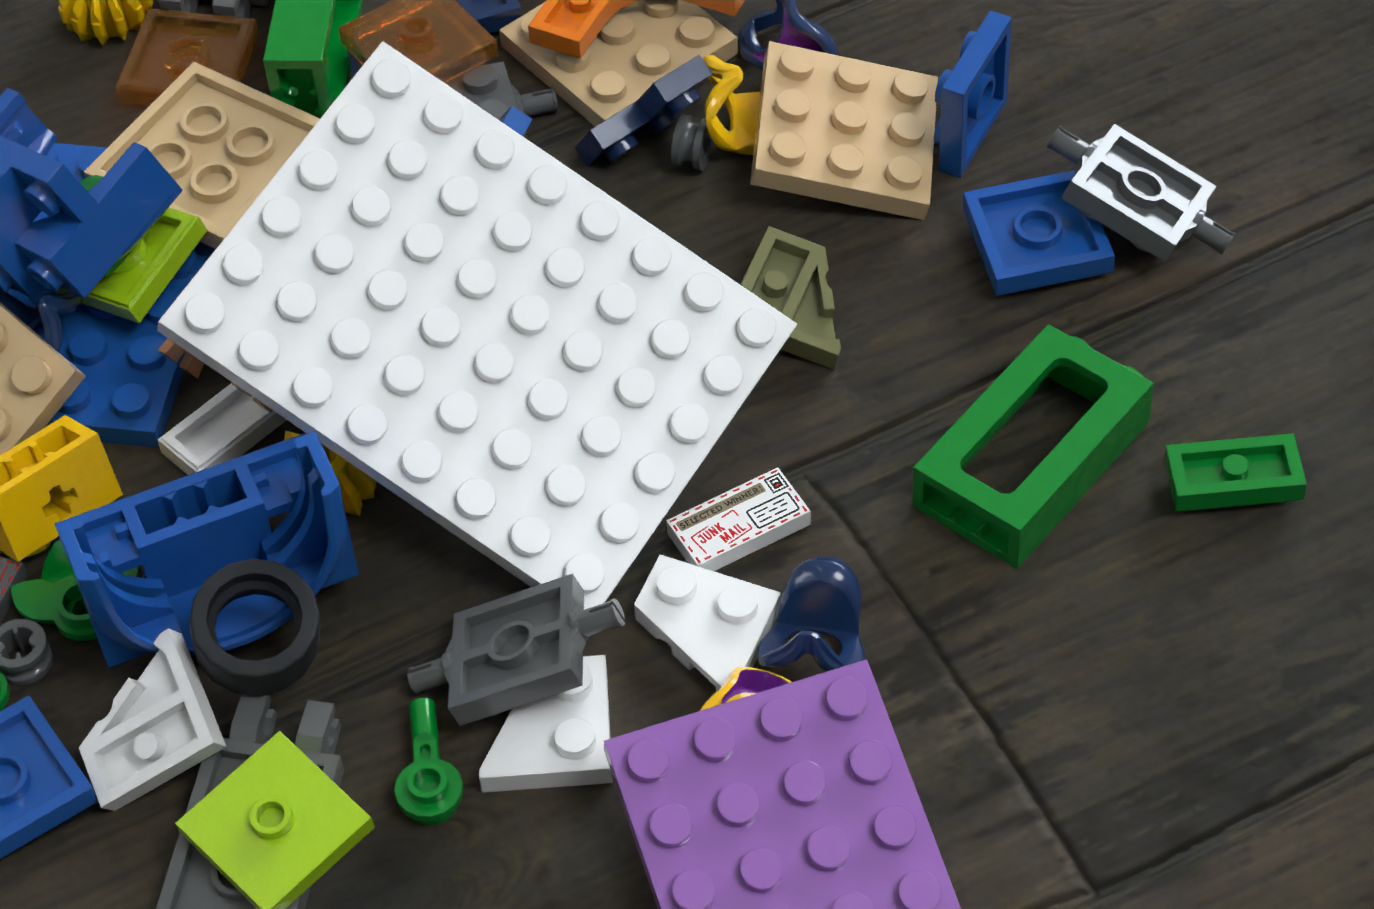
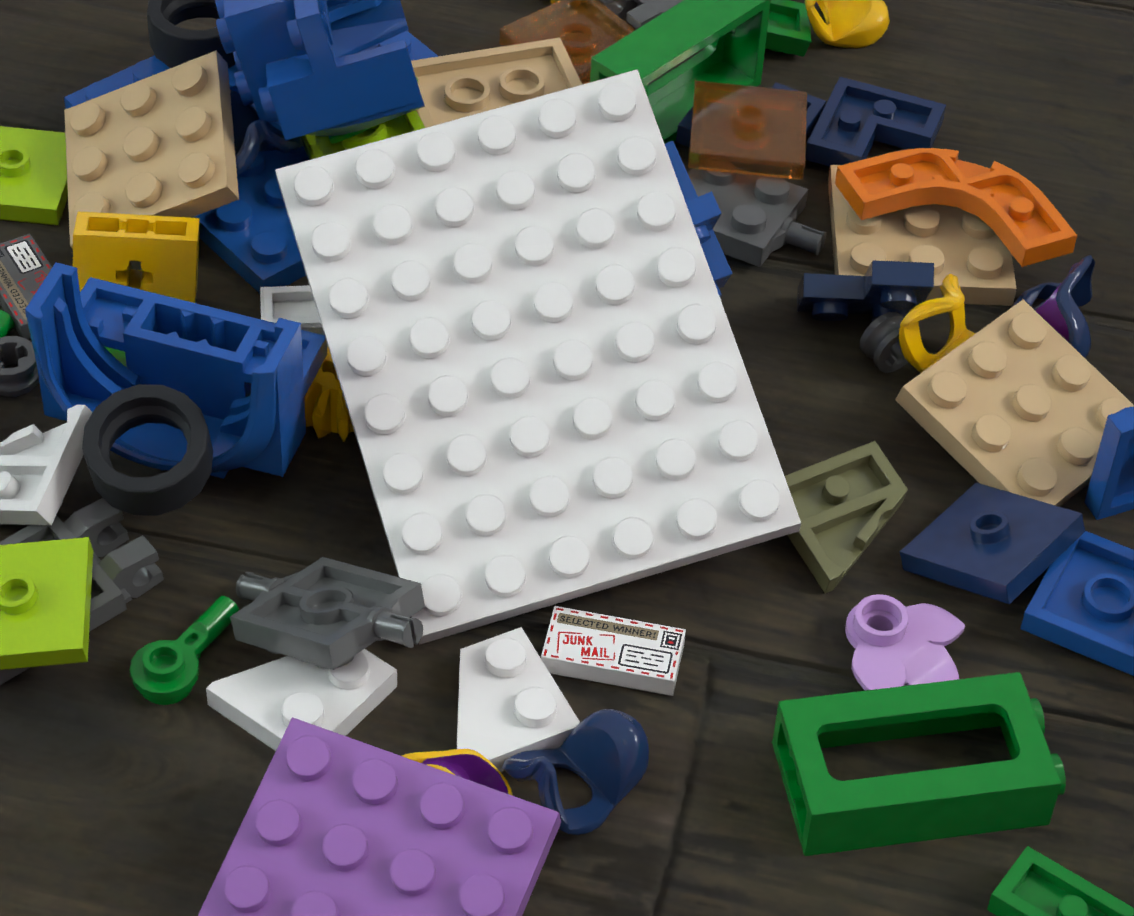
camera: 35 degrees right, 5 degrees down
(922, 244) = (992, 542): none -> dark blue plate
(934, 369) = (901, 643): none -> lavender plate

